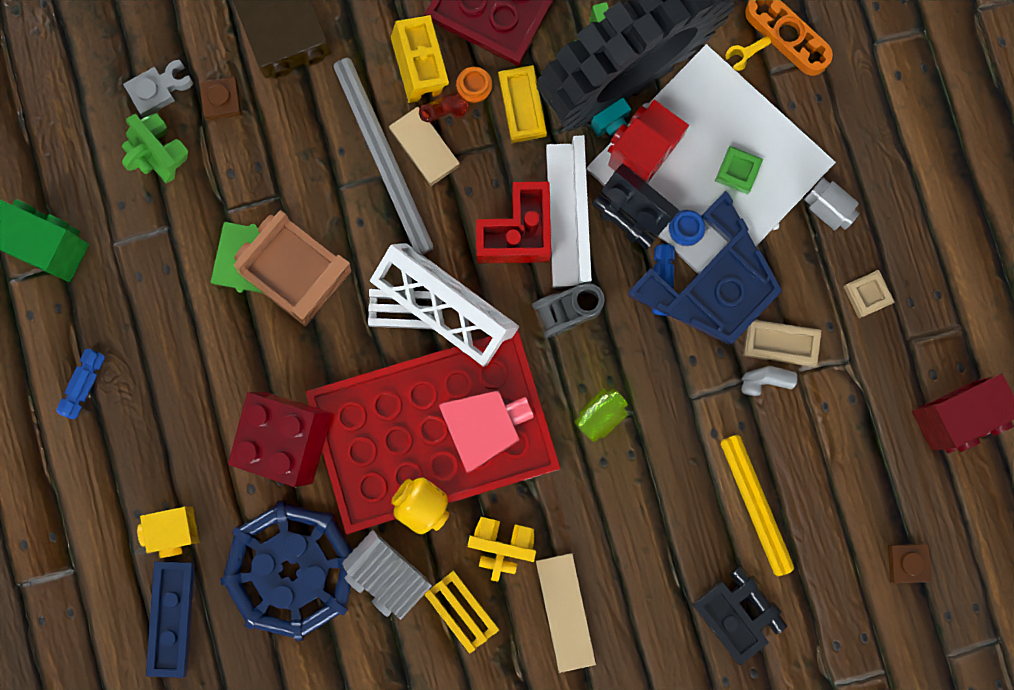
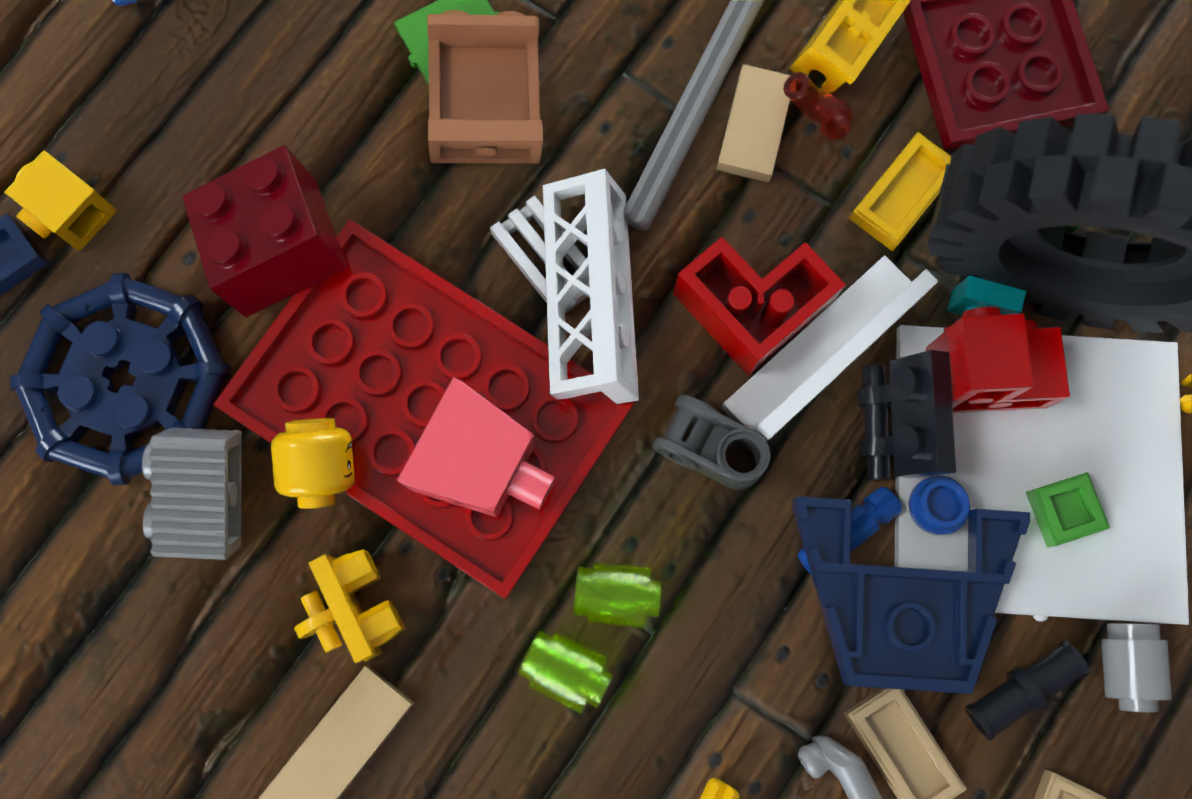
camera: 50 degrees right, 5 degrees down
(474, 84) = (877, 118): orange plate -> none
(481, 637) = (207, 621): yellow tile -> none
(617, 468) = (565, 671): none -> clear neon green brick
(802, 263) = (1027, 690): none -> black pin

